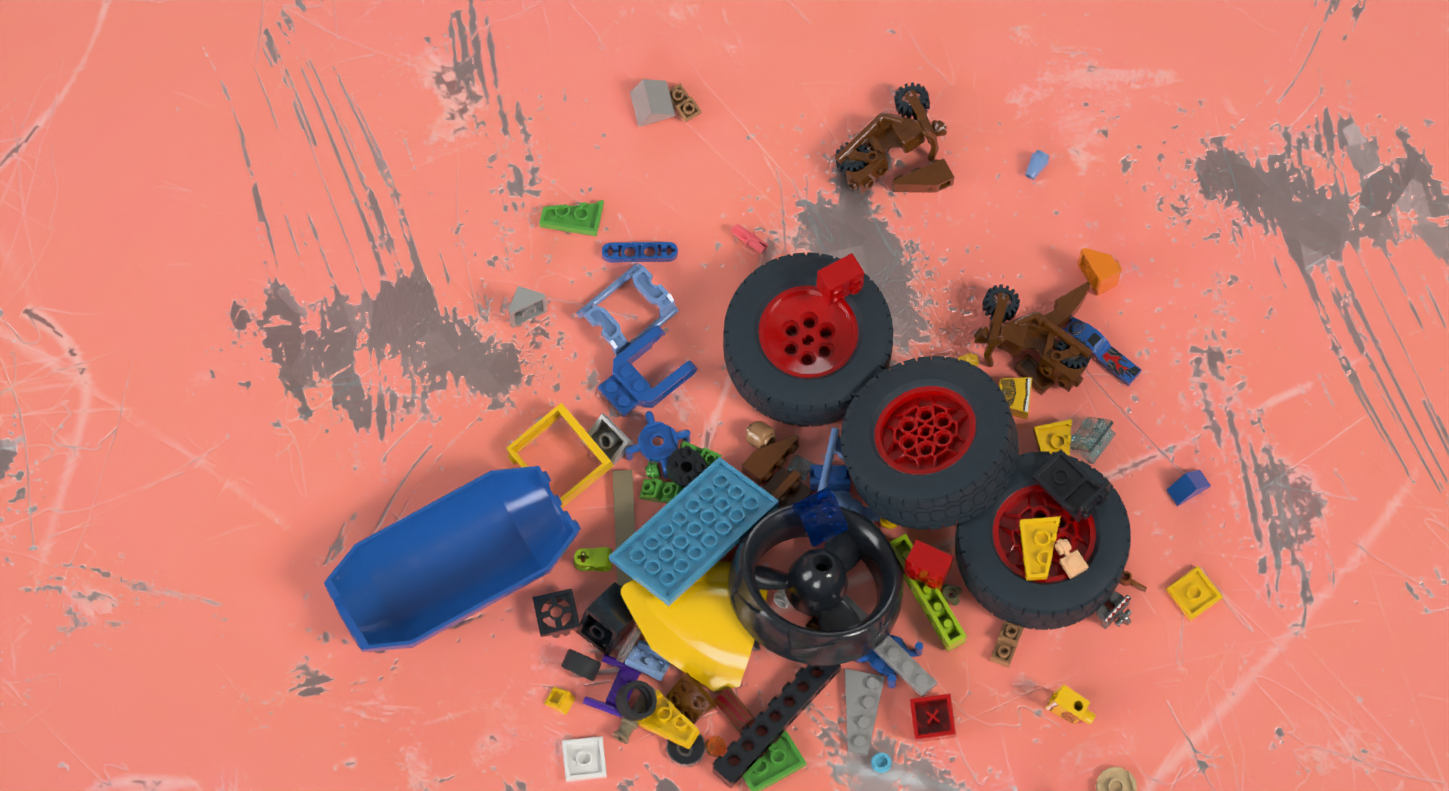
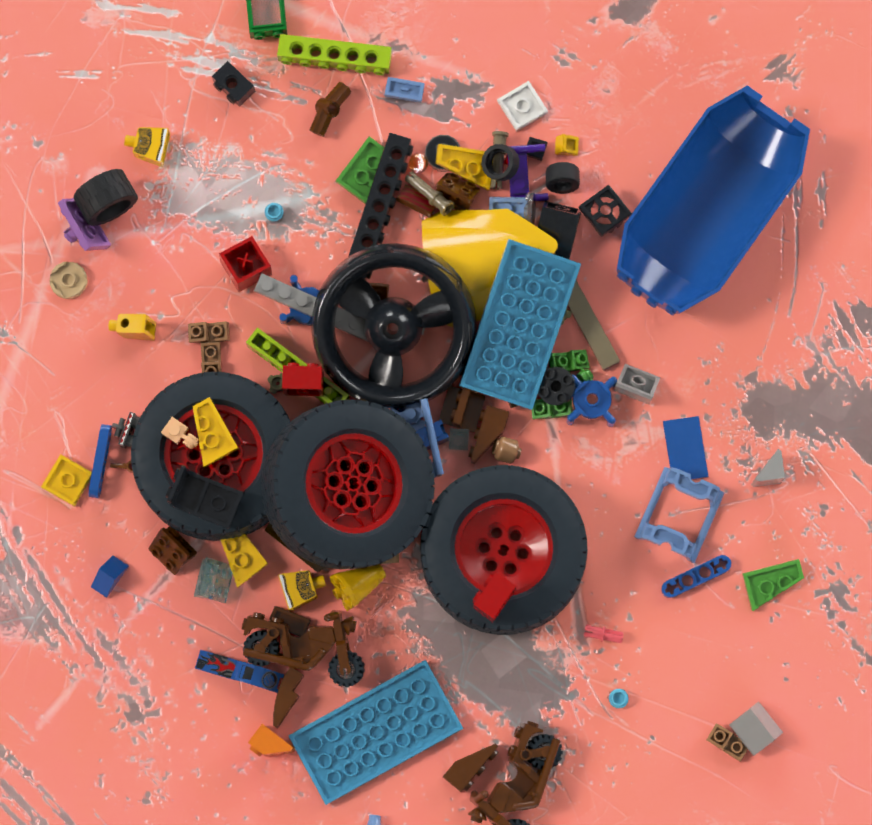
camera: 160 degrees right, 10 degrees up
(542, 425) = (659, 375): yellow window -> none
(590, 368) = (686, 446): none -> blue sticker
(591, 714) = (536, 155): none -> black tile
(595, 559) = (594, 275): lime piece -> none
(629, 388) = (644, 440): blue plate -> none
(716, 697) = (435, 197): none -> dark tan pin
(762, 180) = (618, 698): none -> medium azure plate
(821, 516) = (416, 380): clear blue bracket -> none
(862, 703) = (311, 253): light grey wing -> none
(996, 673) = (208, 332): none -> medium nougat slope
(997, 244) = (375, 732): none -> dark azure plate
(1120, 476) = (171, 549): none -> reddish brown bracket
(1155, 595) = (100, 461): none -> blue beam

